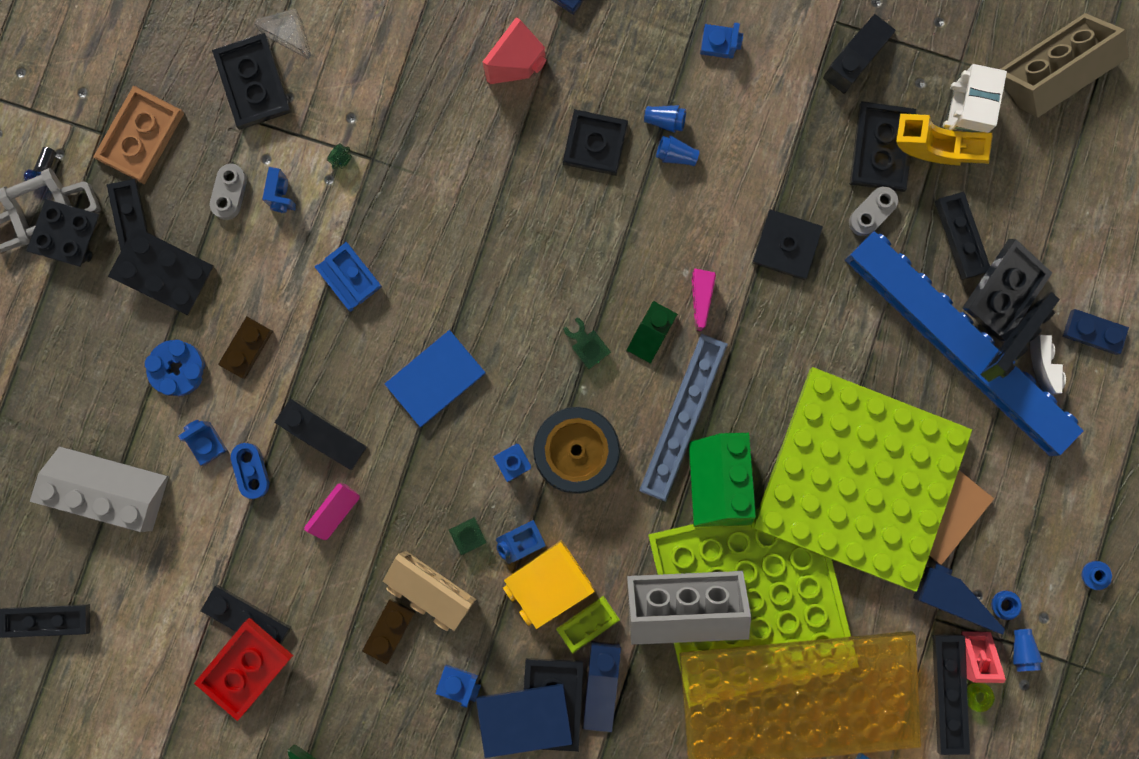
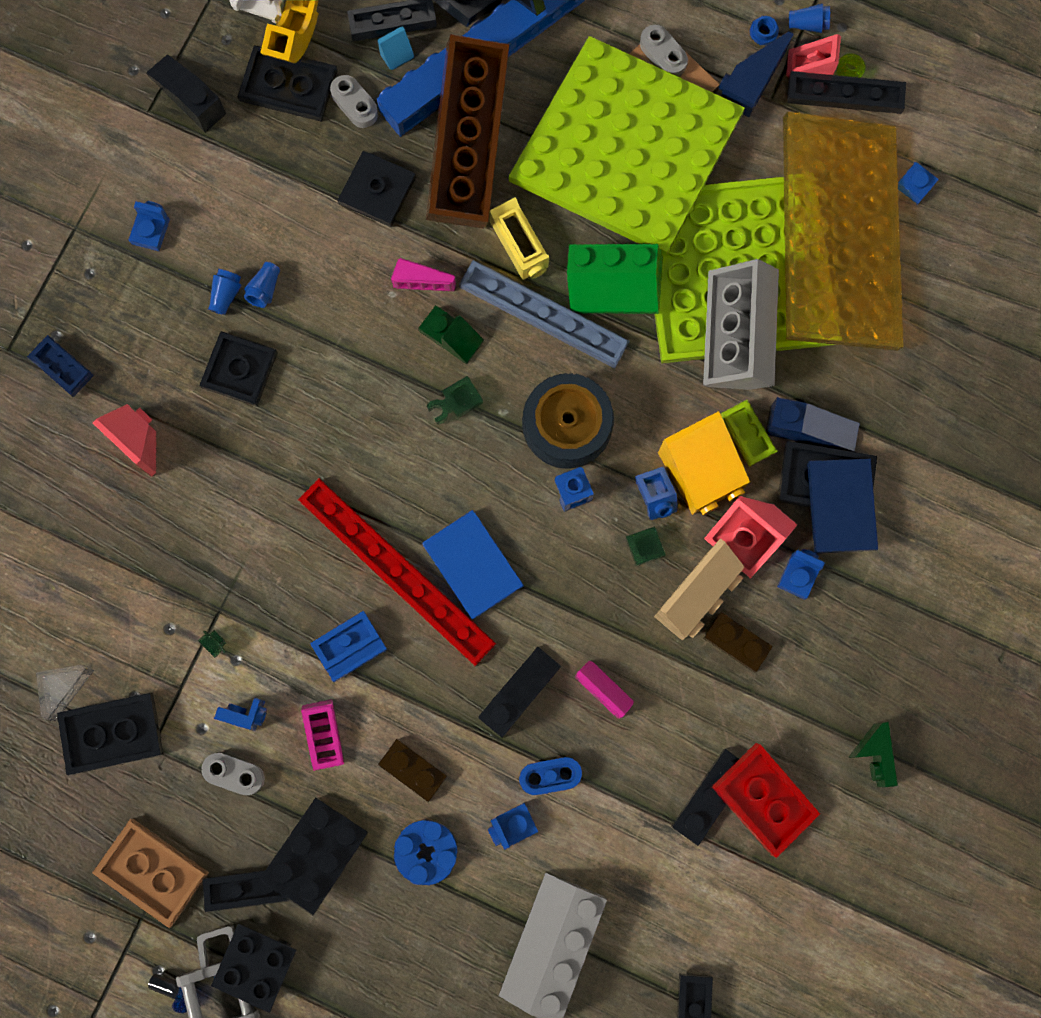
camera: 90 degrees left, 5 degrees down
(287, 260) = (319, 707): none -> dark pink slope
(421, 311) = (397, 572): none -> red tile
(489, 635) = (752, 532): none -> coral slope
(729, 403) = (531, 266): none -> light yellow window
(850, 321) = (467, 131): none -> reddish brown brick
(932, 243) = (395, 48): none -> dark azure slope
(968, 505) = (660, 50): none -> light grey plate

